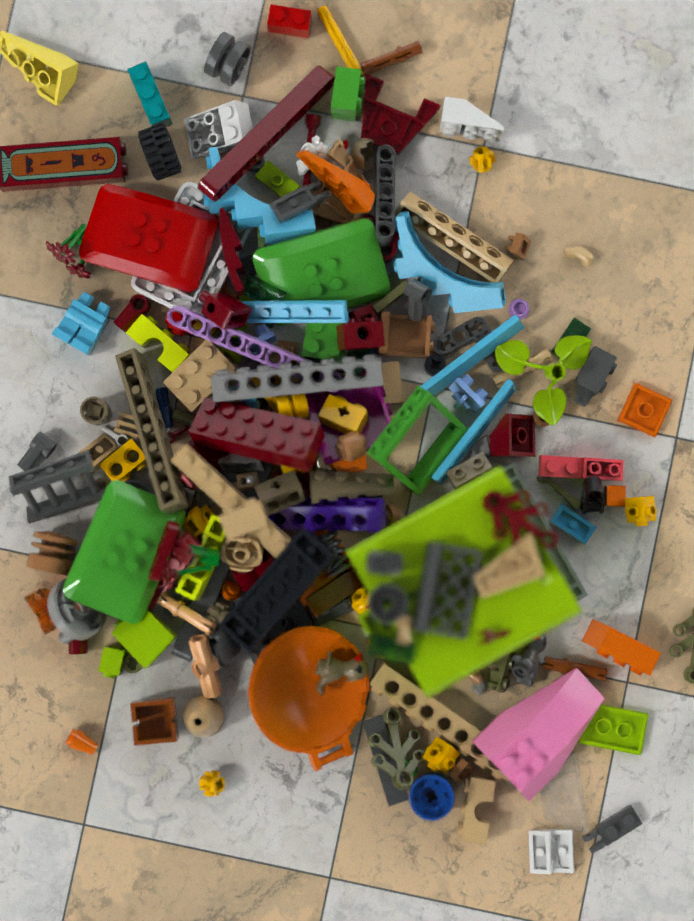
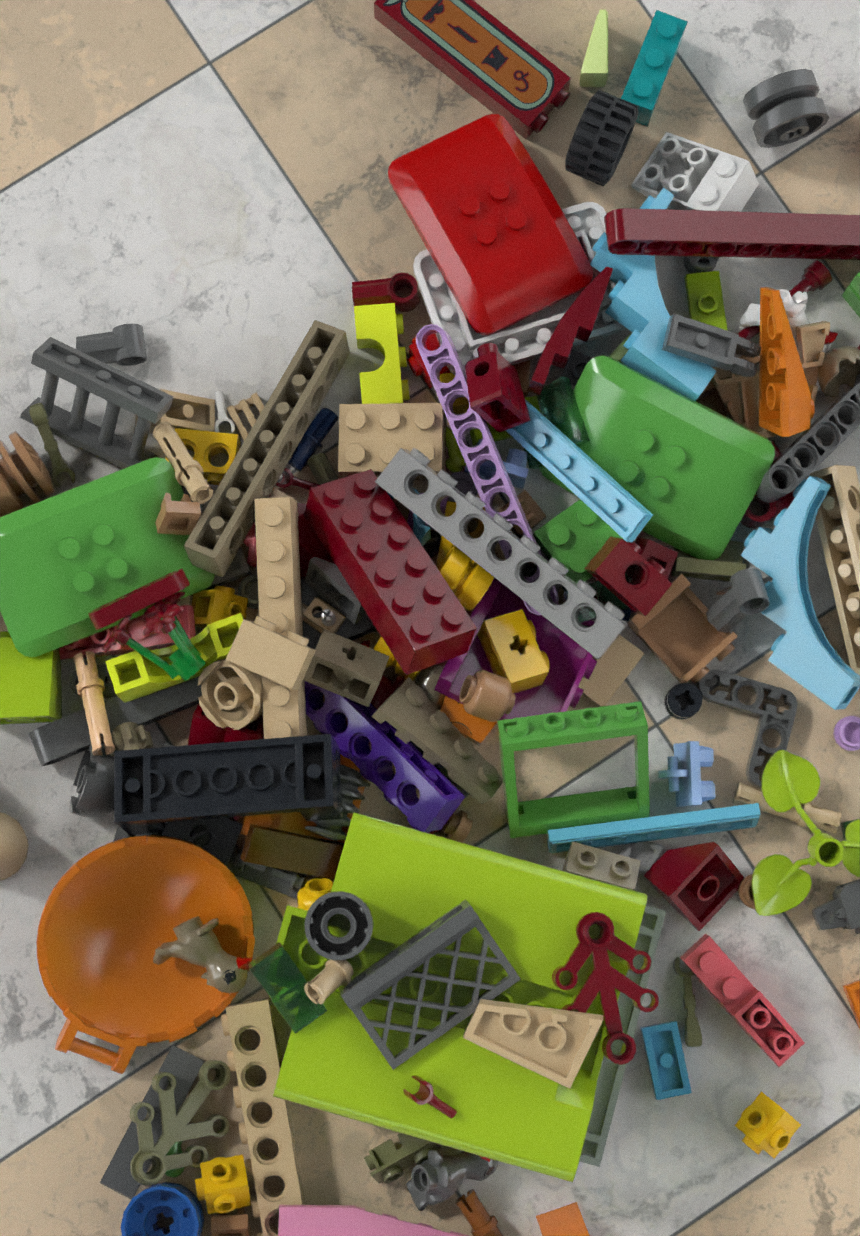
camera: 40 degrees right, 5 degrees down
(64, 254) = (372, 146): dark red plant -> none
(66, 527) = (59, 464): none -> olive piece
(81, 325) = (312, 251): medium azure hips -> none
(95, 411) = (228, 363): dark tan wheel -> none
(122, 117) = (595, 64): none -> yellowish green slope
(128, 476) = (187, 471): none -> tan pin
(144, 500) = (177, 516): none -> medium nougat tile
(205, 666) = (53, 788): light nougat piece -> none
(230, 590) = (174, 729): orange plate -> none
(384, 562) = (385, 872): dark grey gear -> none
(473, 355) = (744, 734): medium azure tile -> none
(480, 685) = (359, 1144): arm -> none
(592, 496) = (723, 1049): black piece -> none
(614, 495) = (751, 1076): orange slope -> none

